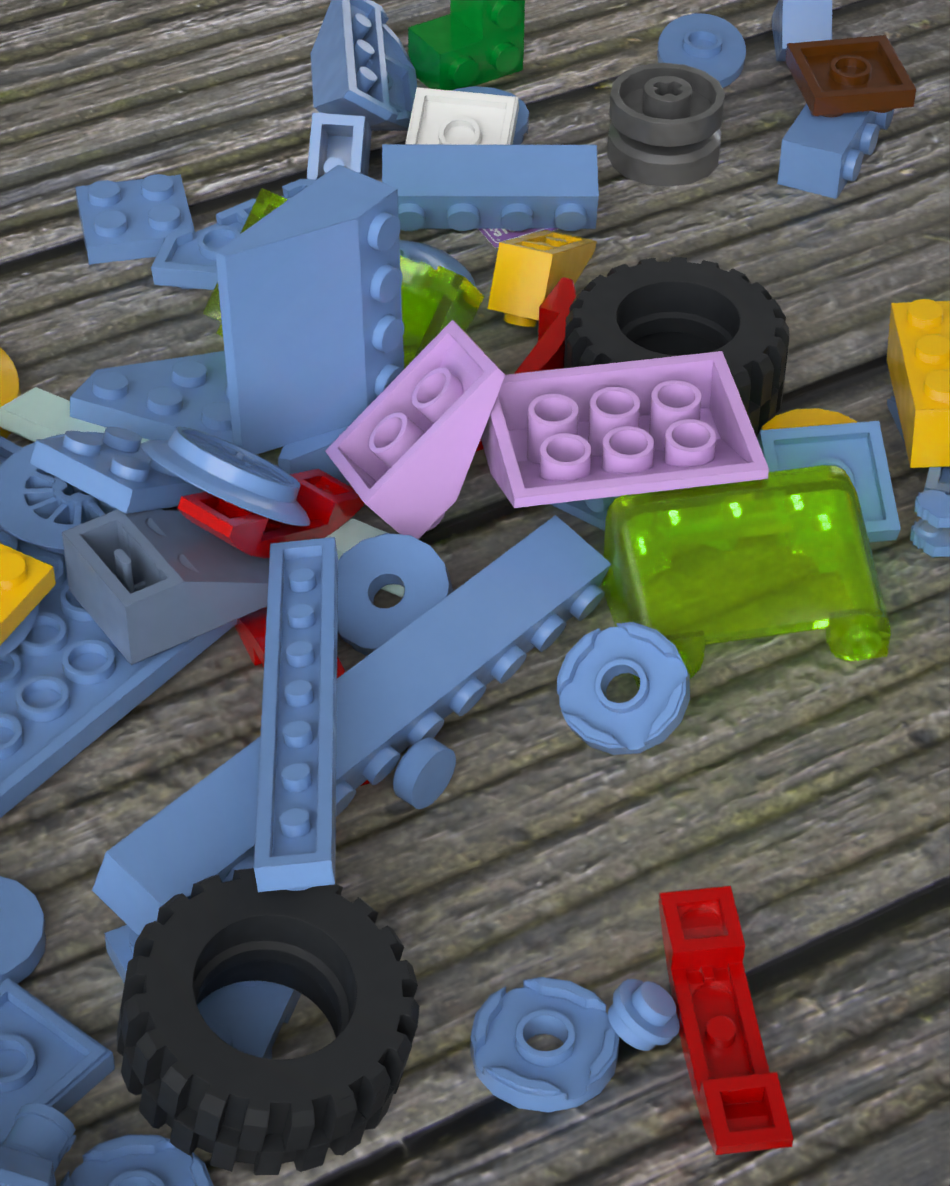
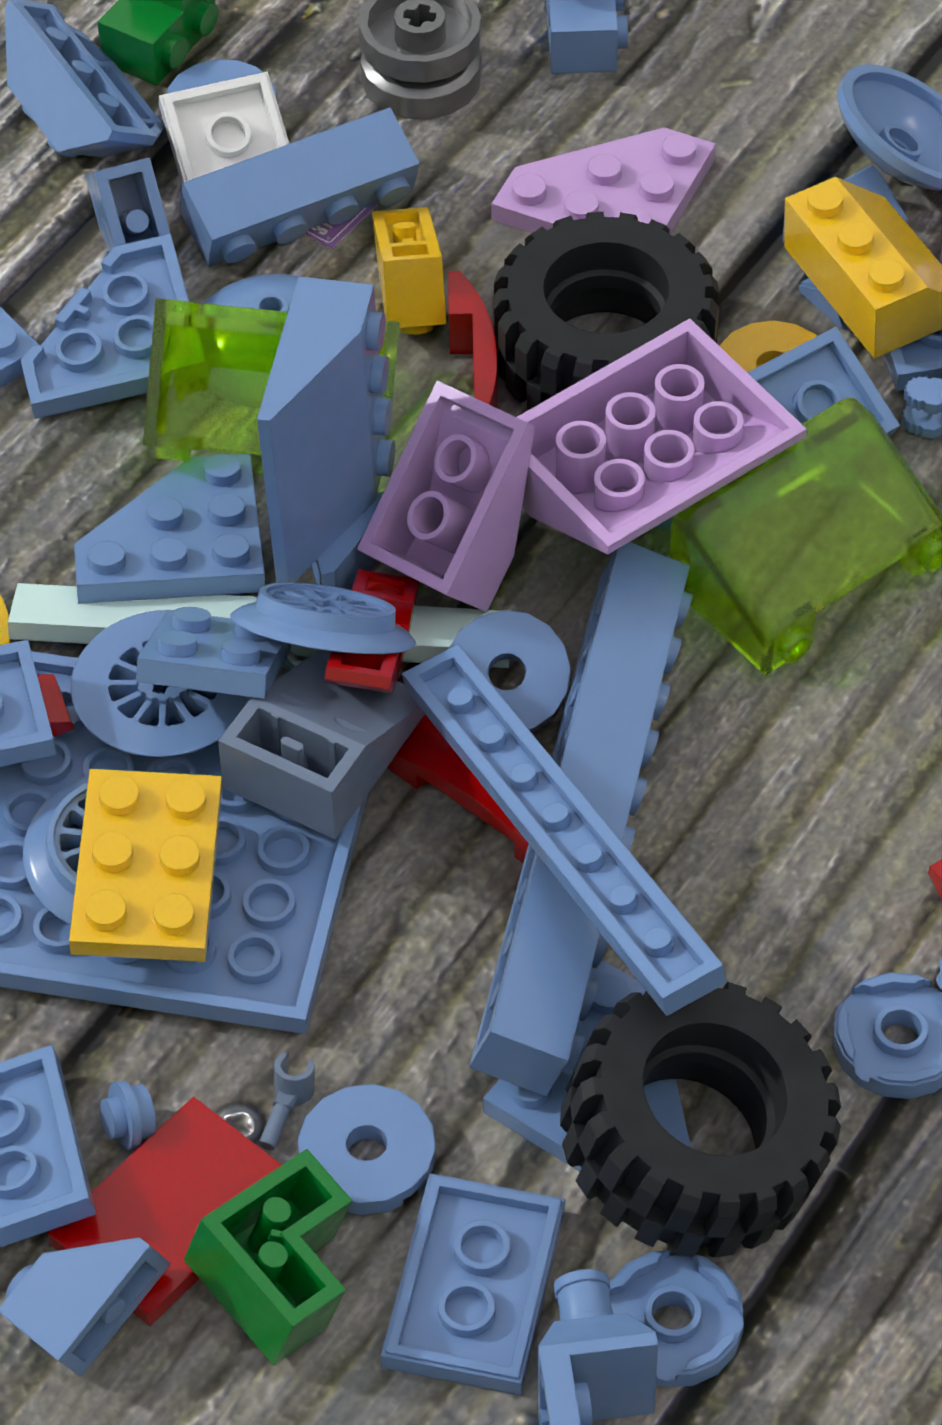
camera: 25 degrees left, 10 degrees up
(424, 772) = (651, 834): medium blue tile -> none
(646, 717) = (762, 721): medium blue tile -> none
(798, 274) = (634, 175): none -> lavender plate

